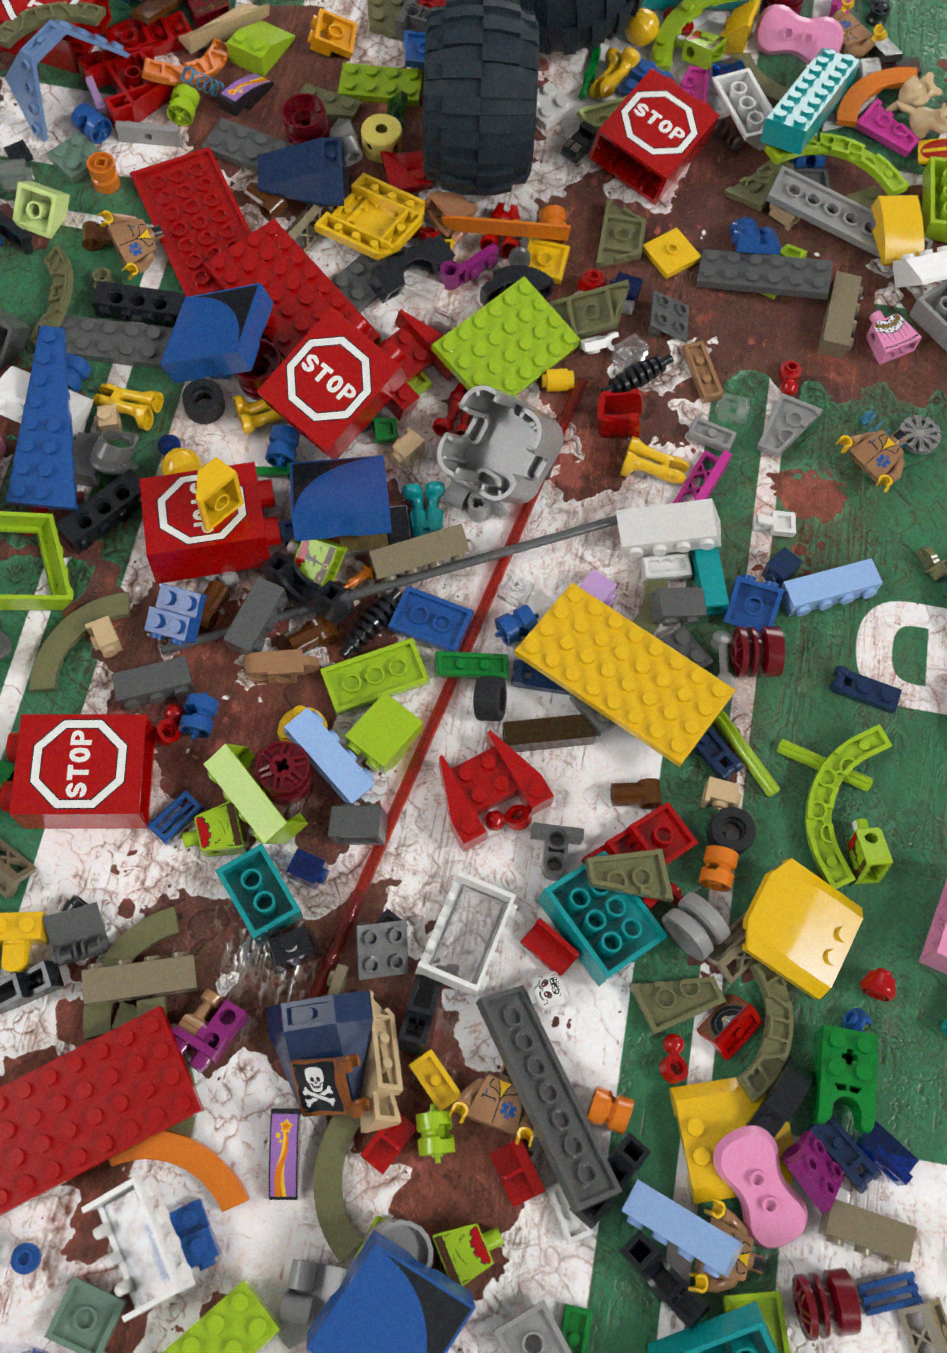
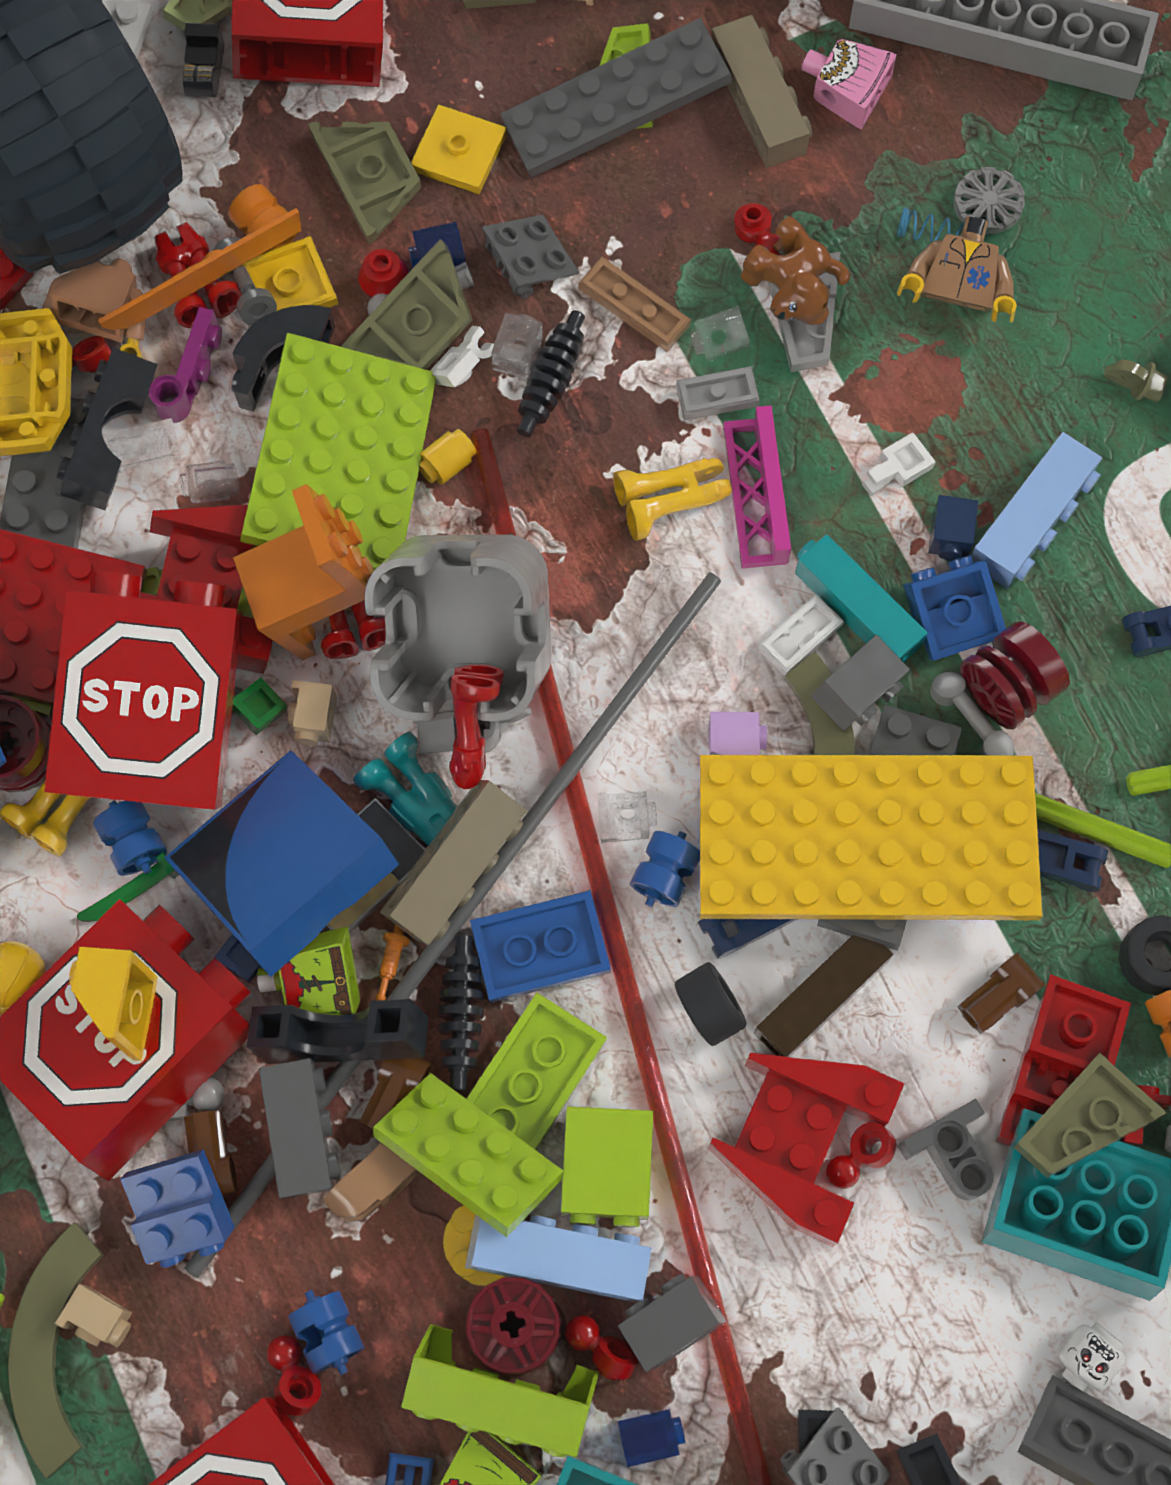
camera: 30 degrees left, 5 degrees up
(153, 683) = (221, 1334): dark grey brick -> none
(318, 820) = (610, 1354): none -> red plate
(322, 680) = (468, 1154): none -> lime plate
(445, 374) = (305, 574): none -> orange bracket
(464, 504) = (468, 687): none -> red piece
(467, 934) = (933, 1364): window -> none
(470, 665) = (647, 973): green tile -> none
(549, 947) = (1048, 1297): red panel -> none
(628, 407) = (570, 430): red piece -> none
(669, 528) = (775, 582): white slope -> none
(720, 794) = (1108, 913): tan brick -> none
(751, 239) = (561, 53): blue plate -> none
(790, 402) = (795, 274): none -> dark orange animal

